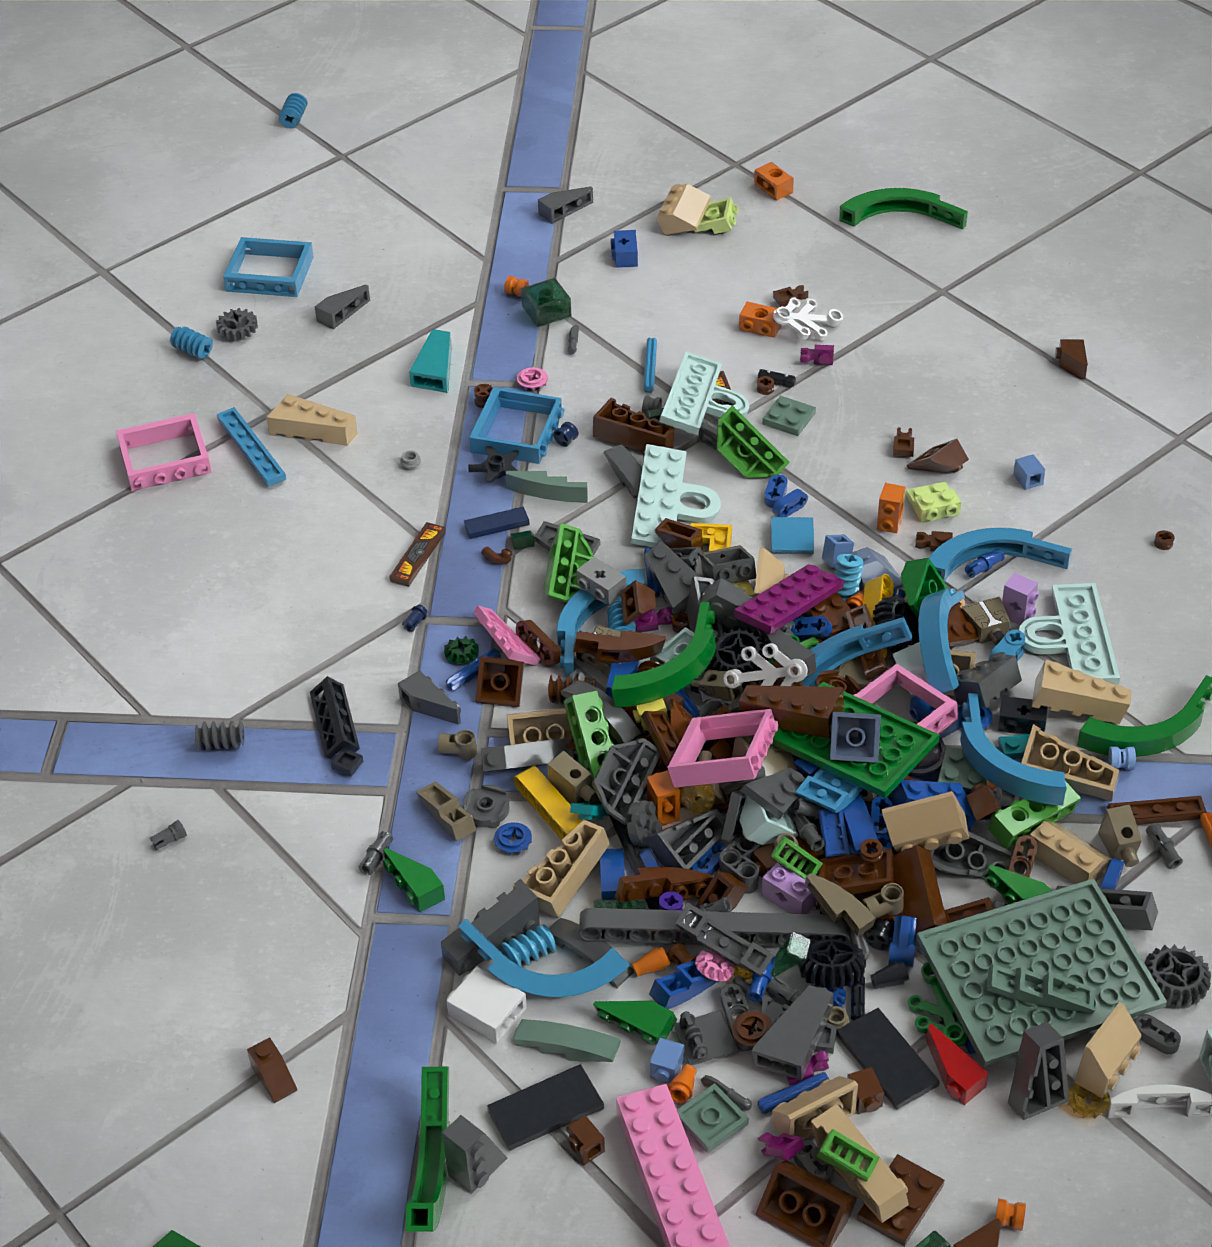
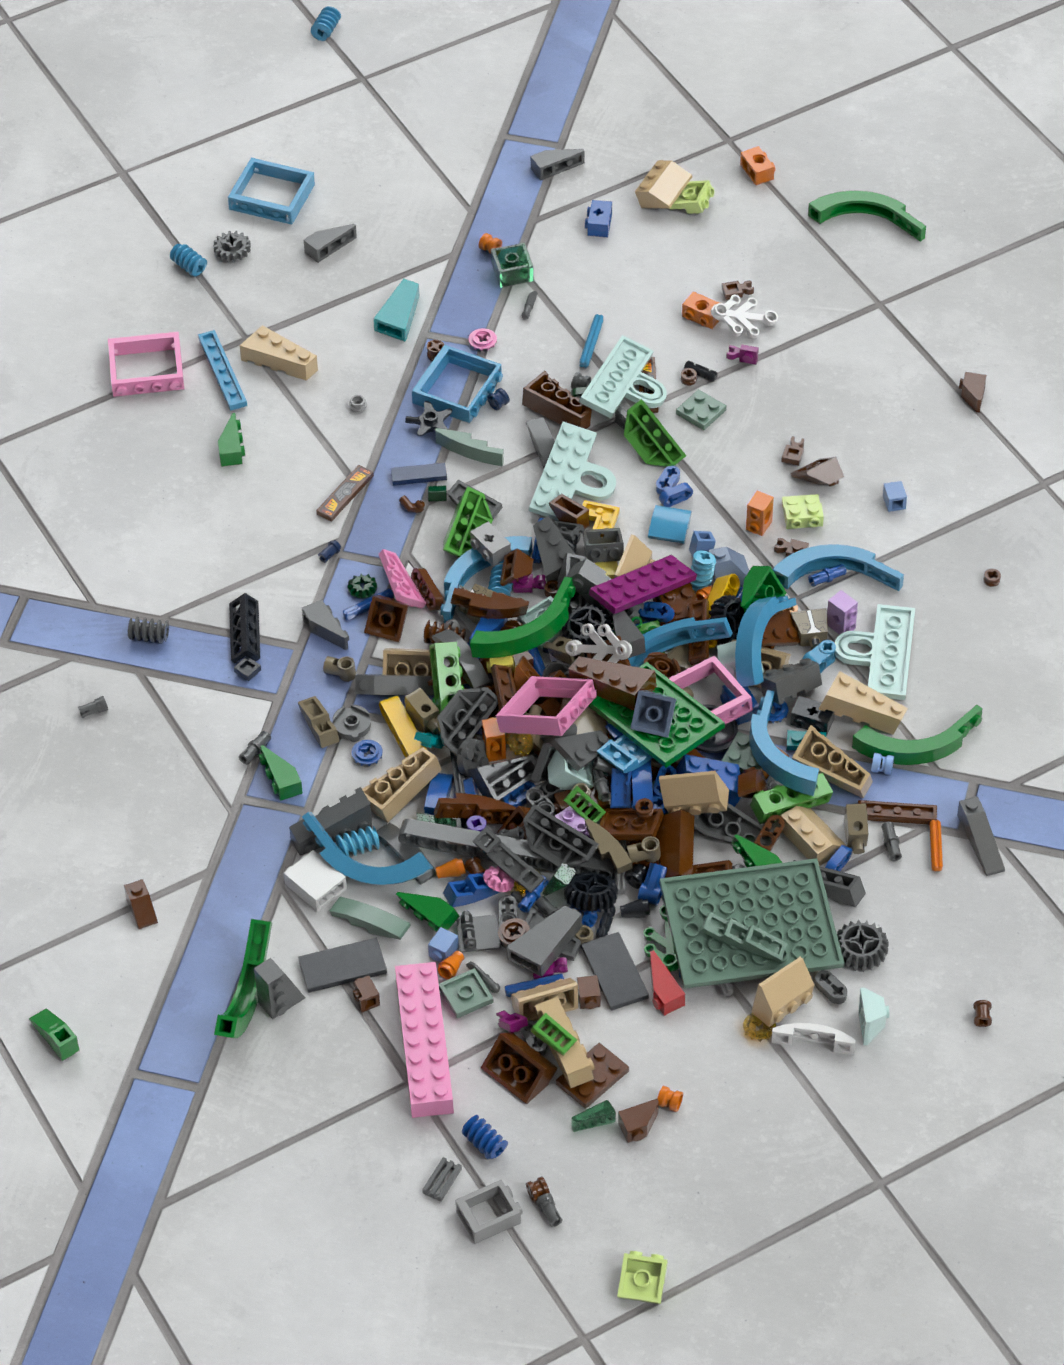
camera: 10 degrees right, 5 degrees up
(275, 520) = (229, 443): none -> slope
(777, 905) = (556, 839): none -> dark grey wedge
(1039, 1073) = (722, 1000): dark grey wedge -> none

